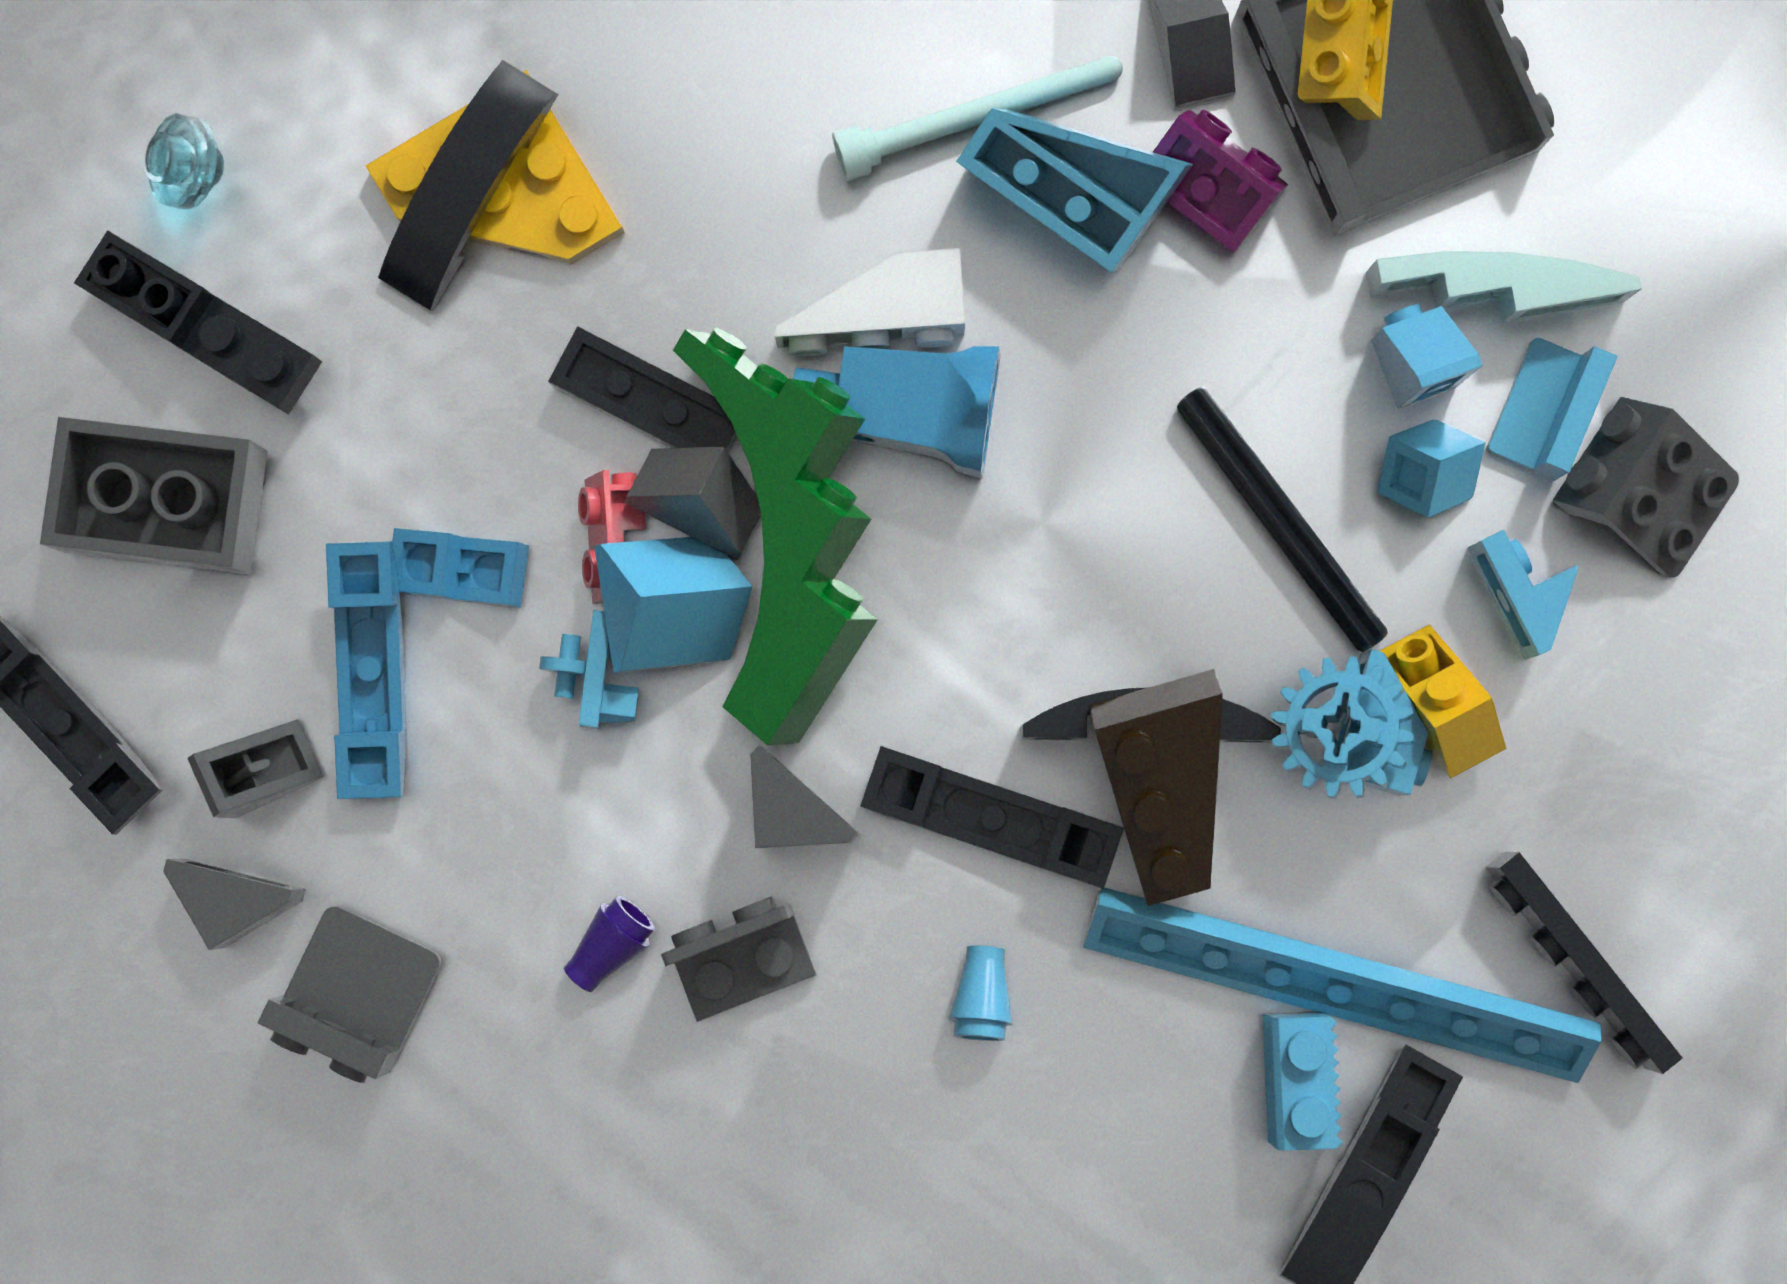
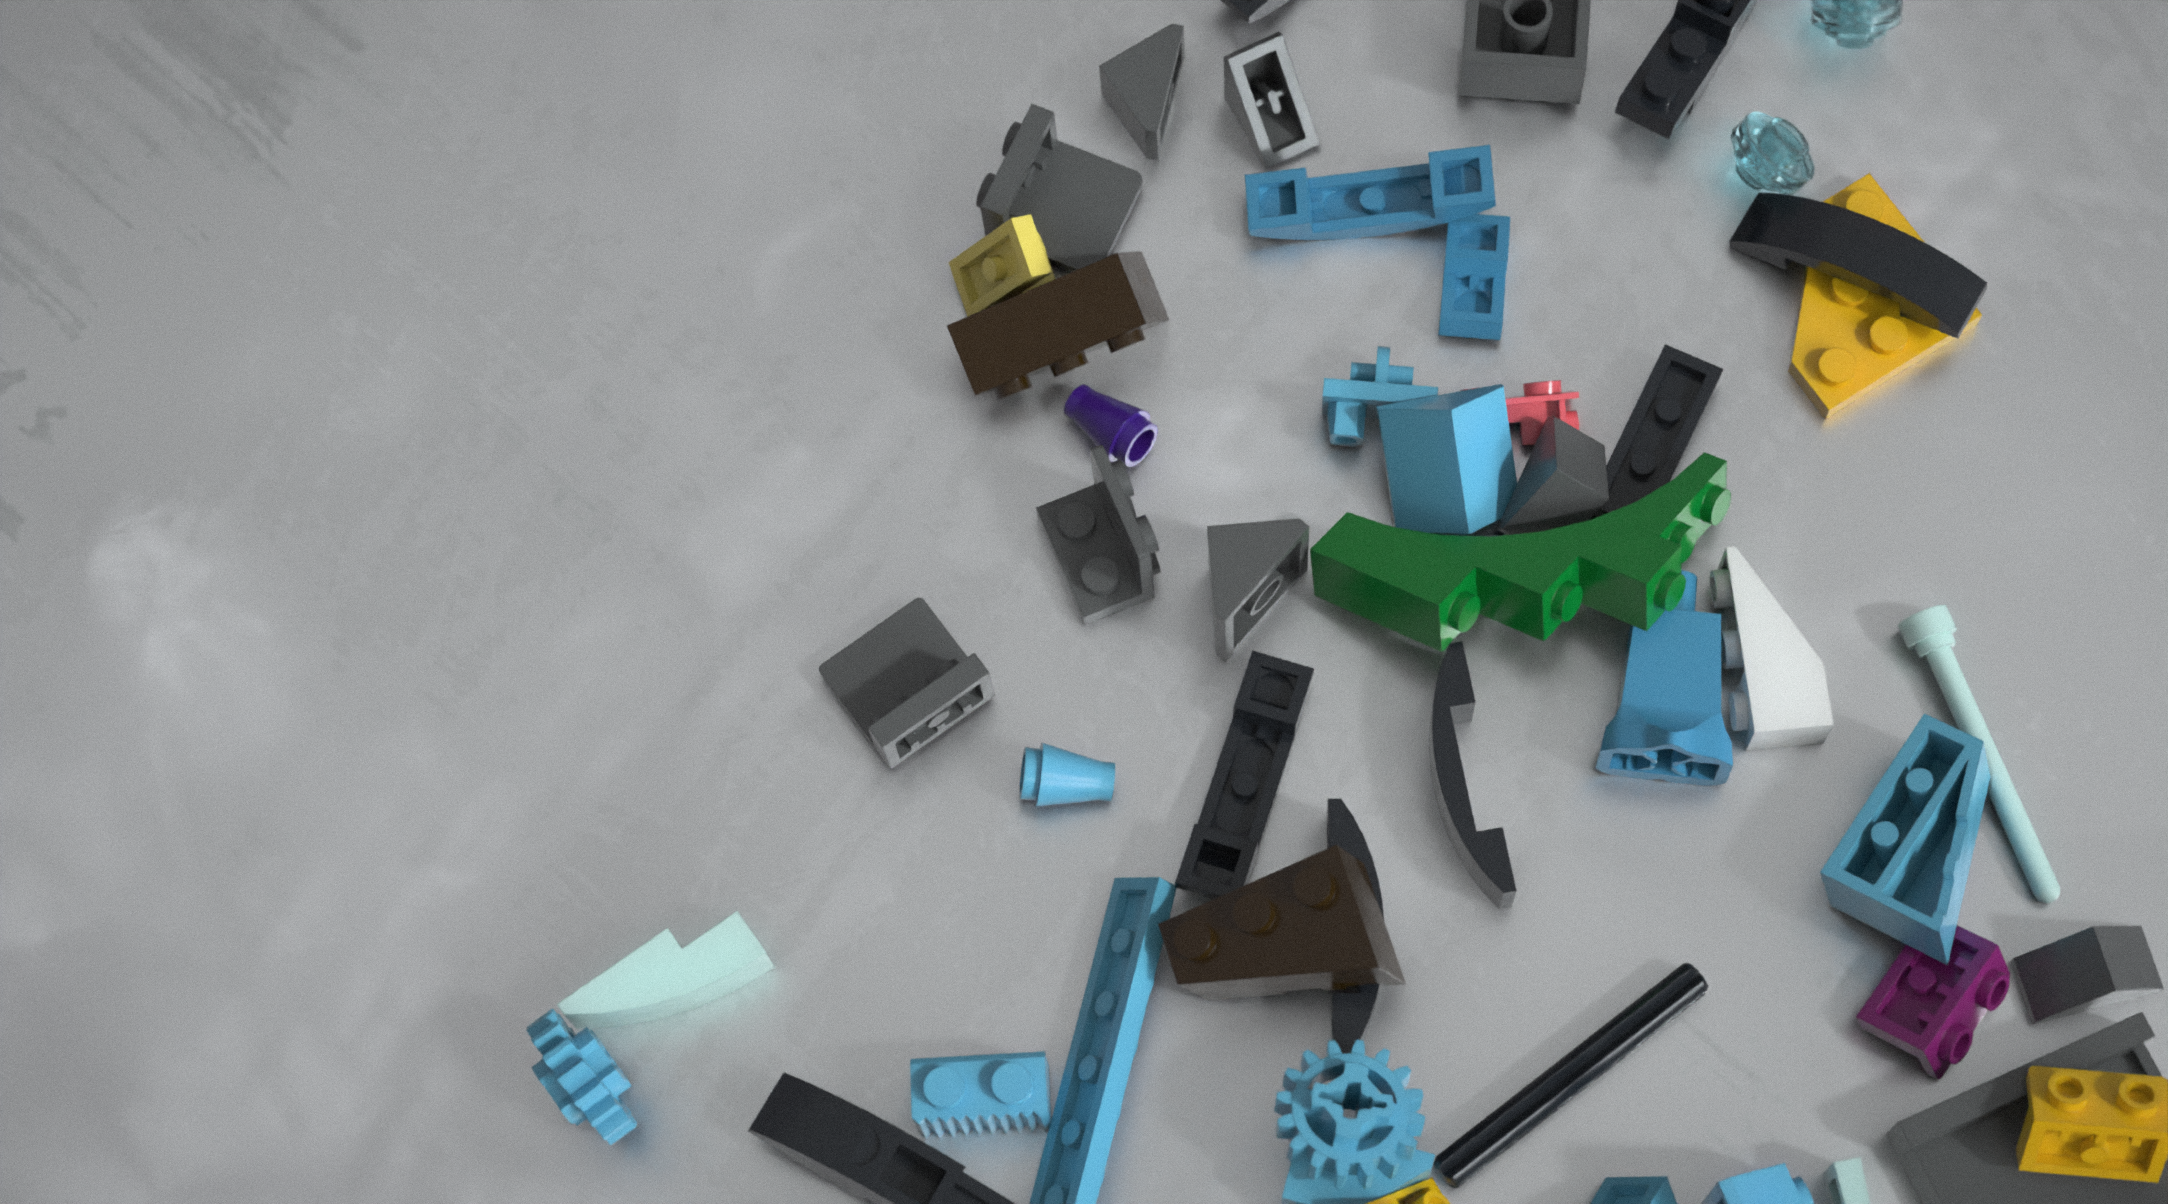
camera: 95 degrees right, 15 degrees down
(342, 259) = (1771, 154): none -> clear light blue plate
(435, 1053) = (1001, 265): none -> light yellow slope
(505, 995) = (1058, 324): none -> dark brown wedge
(877, 1156) = (907, 681): none -> dark grey bracket
(1071, 589) = (1481, 852): none -> black slope

